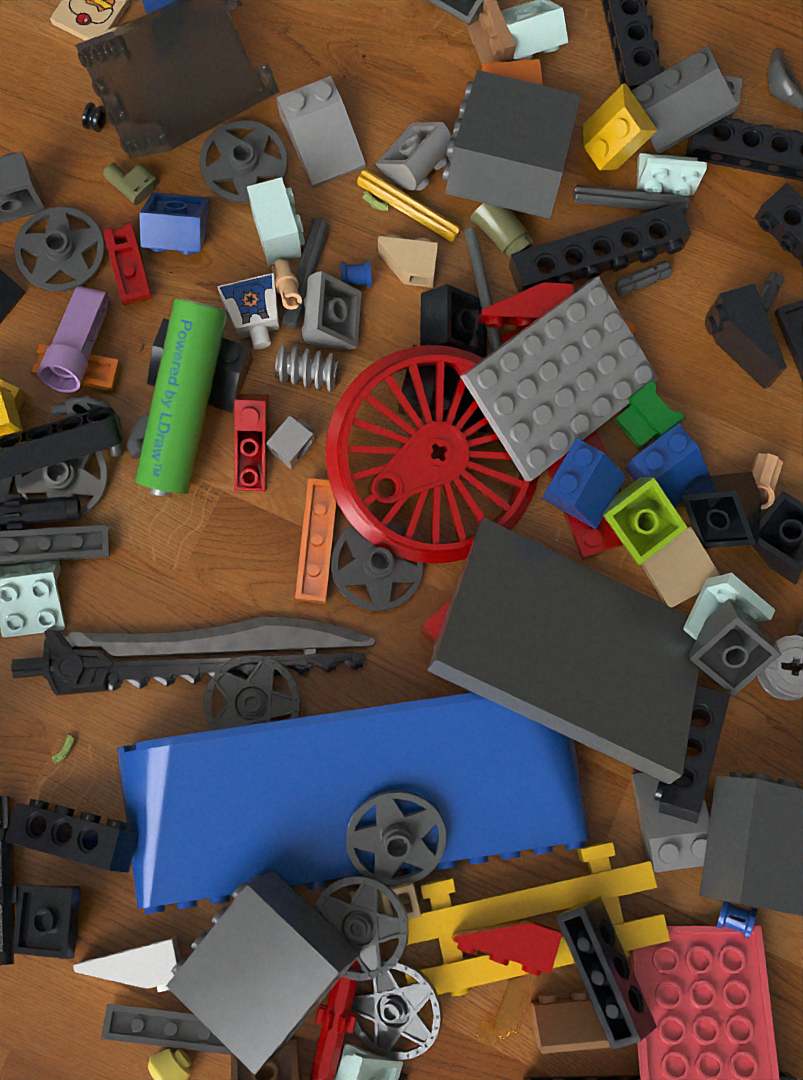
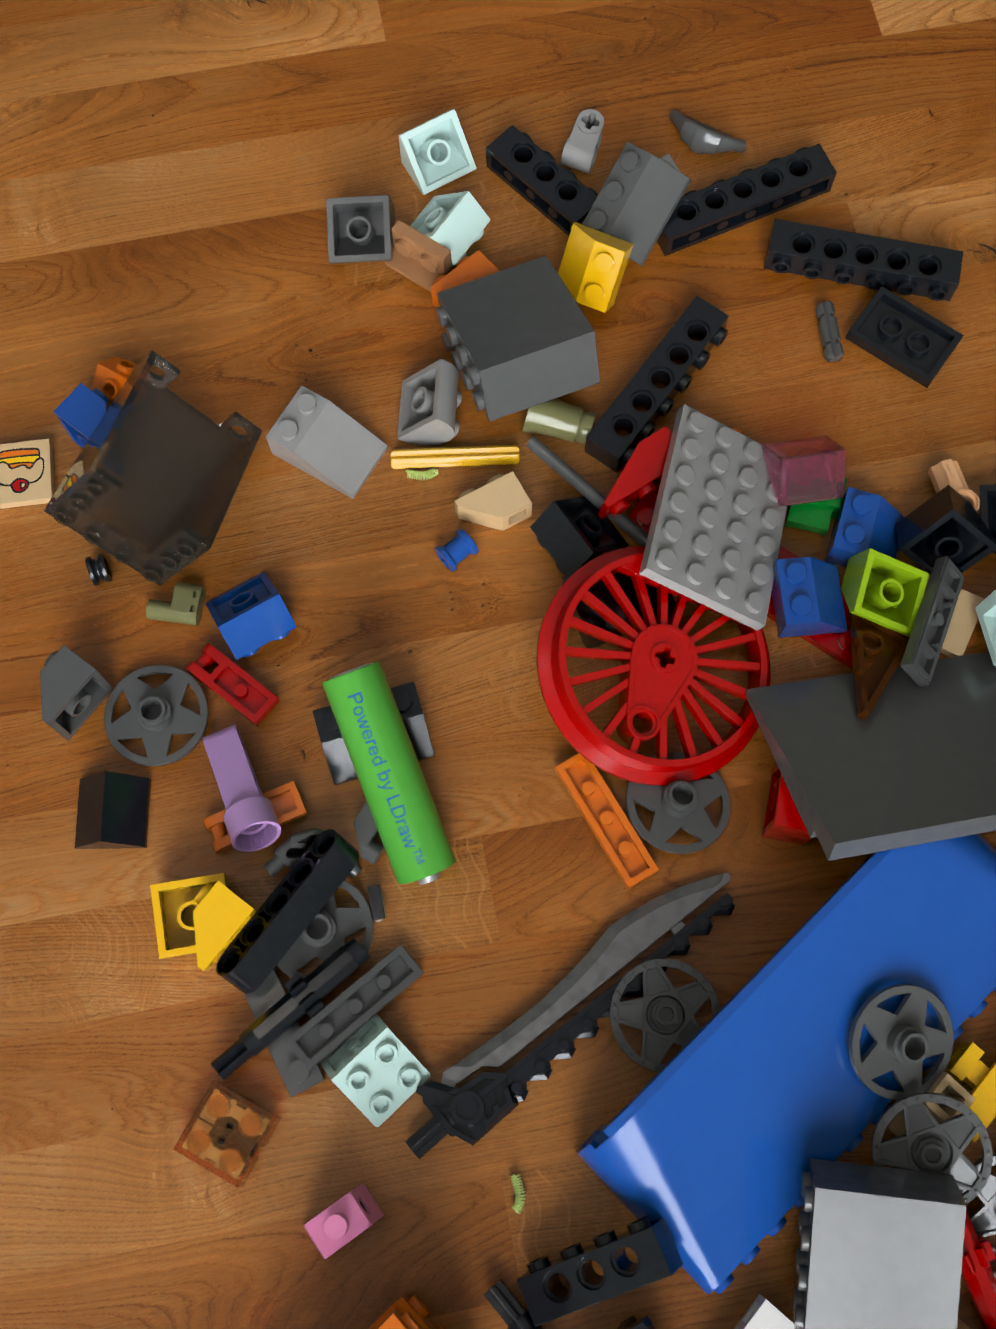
camera: 30 degrees left, 5 degrees down
(114, 486) = (376, 903): none -> black piece
(242, 159) = (273, 517): dark grey wheel -> none
(250, 440) = (476, 769): red slope -> none
(252, 308) = (385, 639): torso -> none
(276, 220) = (349, 550): light aqua brick -> none
(286, 284) = (401, 601): light nougat pin -> none
(291, 441) = (513, 743): light grey brick -> none
(306, 368) = (476, 665): light grey piece -> none
(307, 267) = (408, 581): dark grey axle -> none
(331, 313) = (461, 601): light grey brick -> none
(597, 561) = (874, 660): none -> reddish brown wing
(627, 198) = (646, 322): dark grey axle -> none
(643, 278) = (712, 382): dark grey axle -> none
(655, 388) = (806, 470): none -> clear pink slope
(662, 564) = (932, 621): none -> dark grey plate
(669, 174) = (665, 277): light aqua bracket -> none
(687, 28) = (584, 142): none -> light grey piece
(745, 334) = (844, 371): black slope -> none

